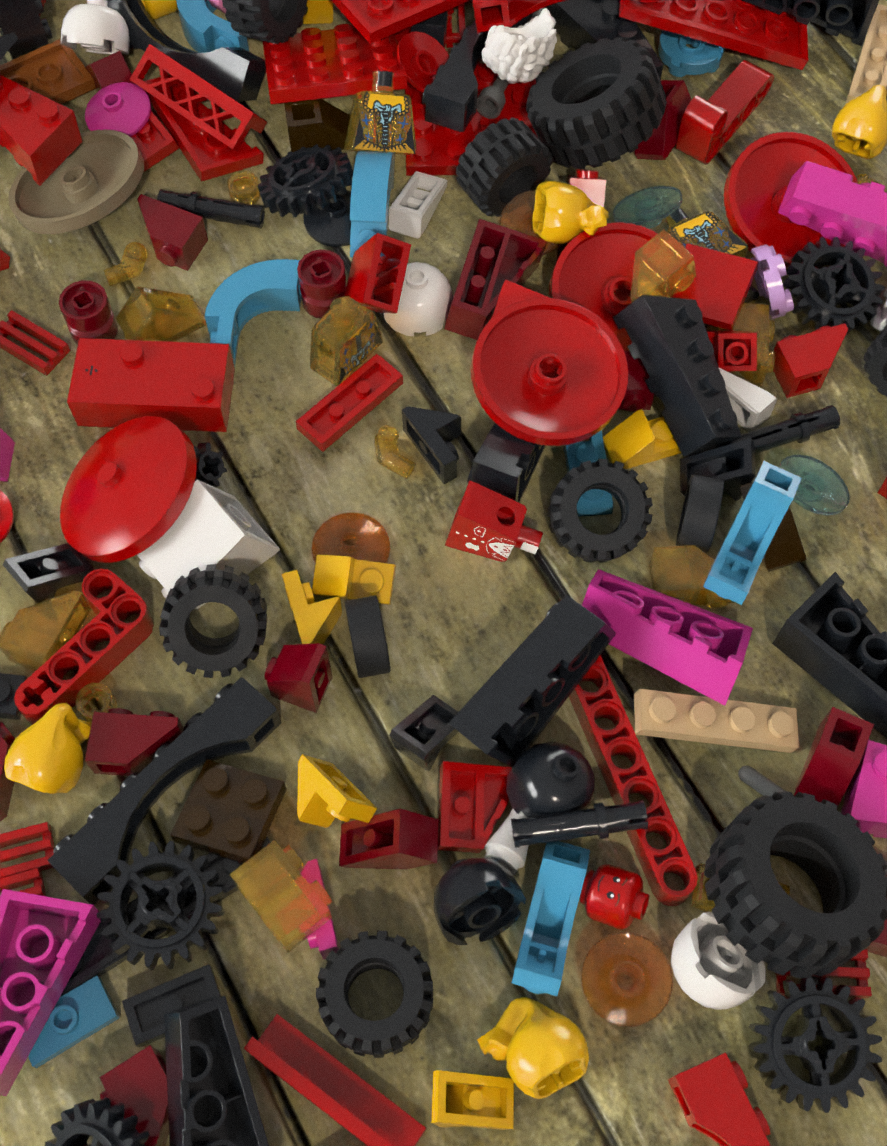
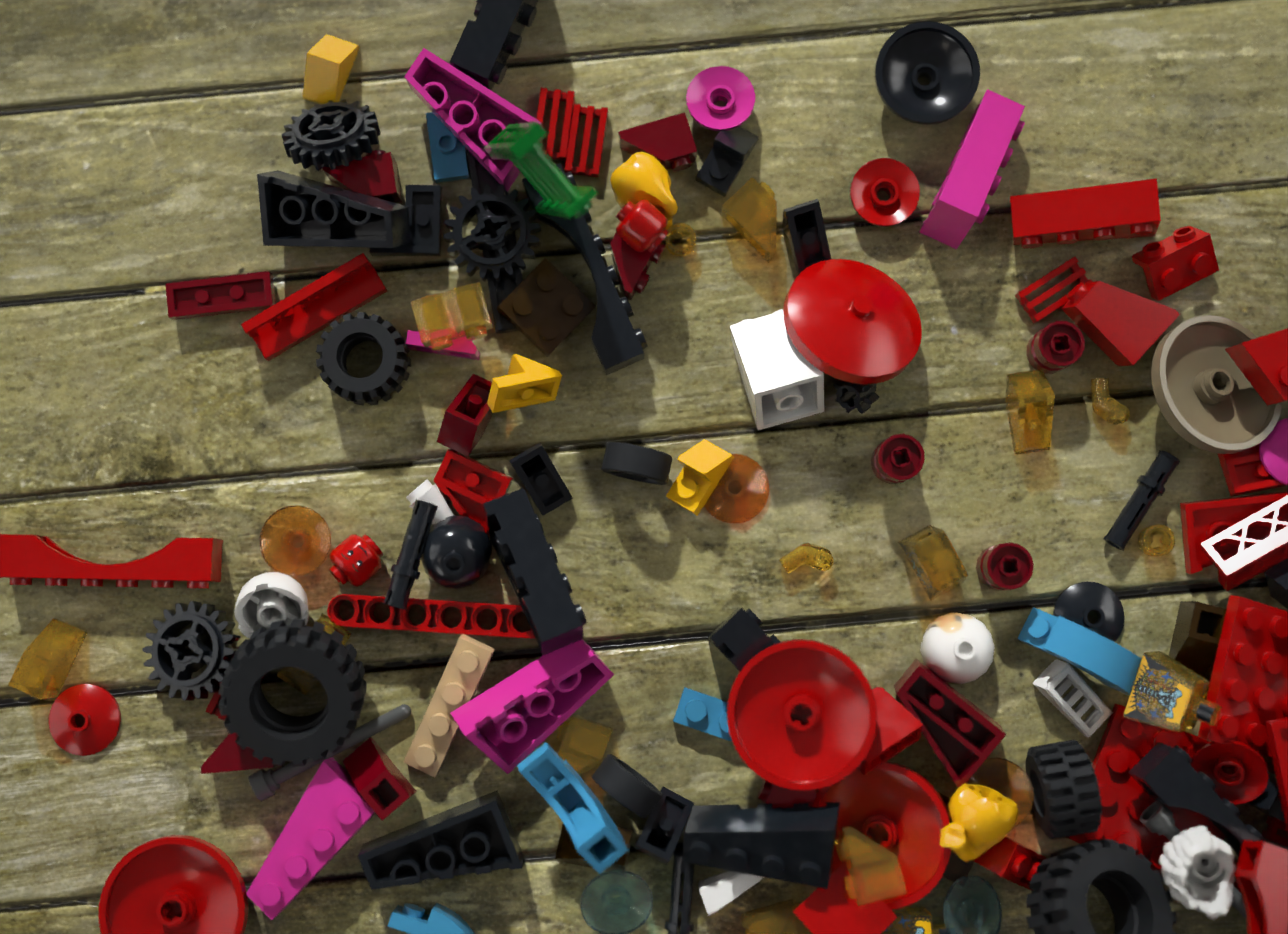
camera: 115 degrees right, 20 degrees up
(40, 272) = (1118, 320): none -> red slope
(62, 835) = (523, 147): none -> green fence
(78, 651) = (725, 240): red beam -> none
(95, 727) = (641, 225): none -> red head
(152, 378) = (958, 378): red brick -> none
(173, 232) = (1124, 452): dark red slope -> none
(207, 652) = (716, 356): black tyre -> none
(249, 292) = (1023, 489): dark azure arch -> none
(256, 404) = (897, 459): none -> dark red wheel
(300, 675) = (629, 397): dark red slope -> none
(305, 180) = (1139, 598): black gear -> none
(312, 619) = (672, 424): yellow slope -> none
(349, 402) = (872, 543): red plate -> none
(376, 279) = (980, 615): red torso -> none
(432, 436) = (811, 598): black slope -> none
(472, 1100) = (264, 394): yellow slope -> none
(476, 899) = (399, 458): black cylinder -> none
(491, 525) = (701, 596): red torso -> none
(539, 1047) = (280, 456): yellow piece -> none
(551, 918) = (354, 501): dark azure arch -> none
(627, 492) = (638, 693): black tyre -> none
(640, 441) = (725, 776): yellow slope -> none
(734, 349) = (773, 901): red slope -> none

